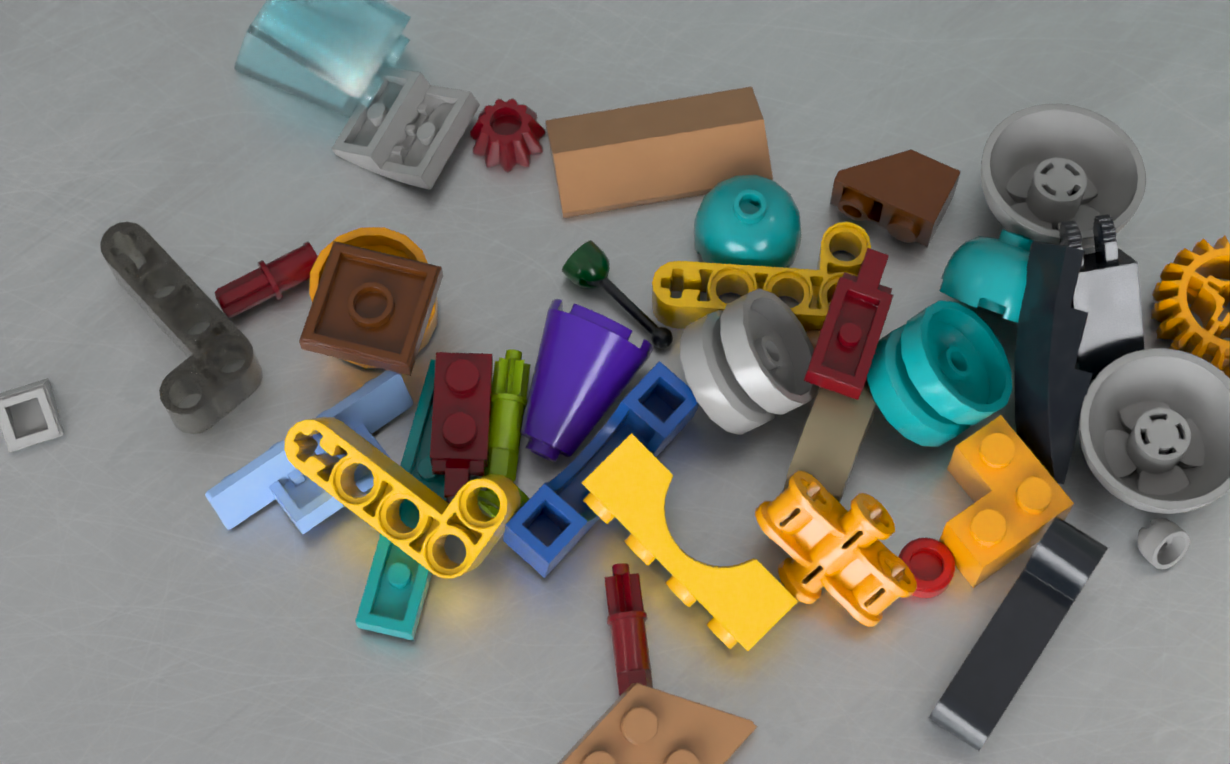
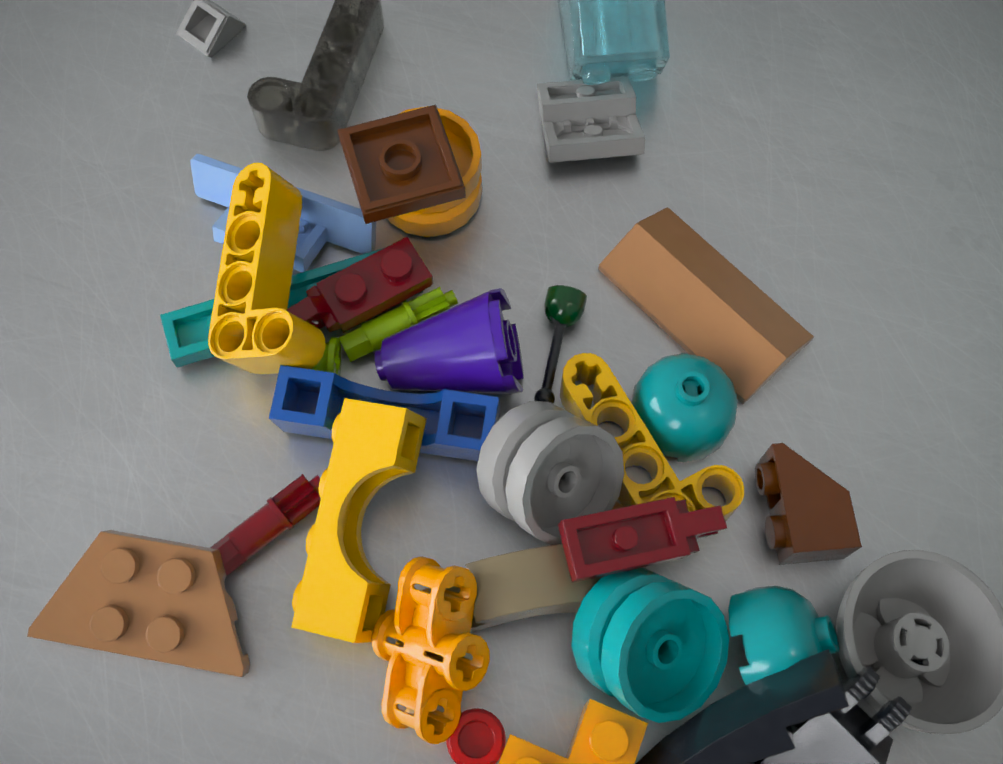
camera: 55 degrees right, 0 degrees up
(266, 281) = (390, 97): dark red axle -> none
(507, 134) = (636, 188): dark red piece -> none

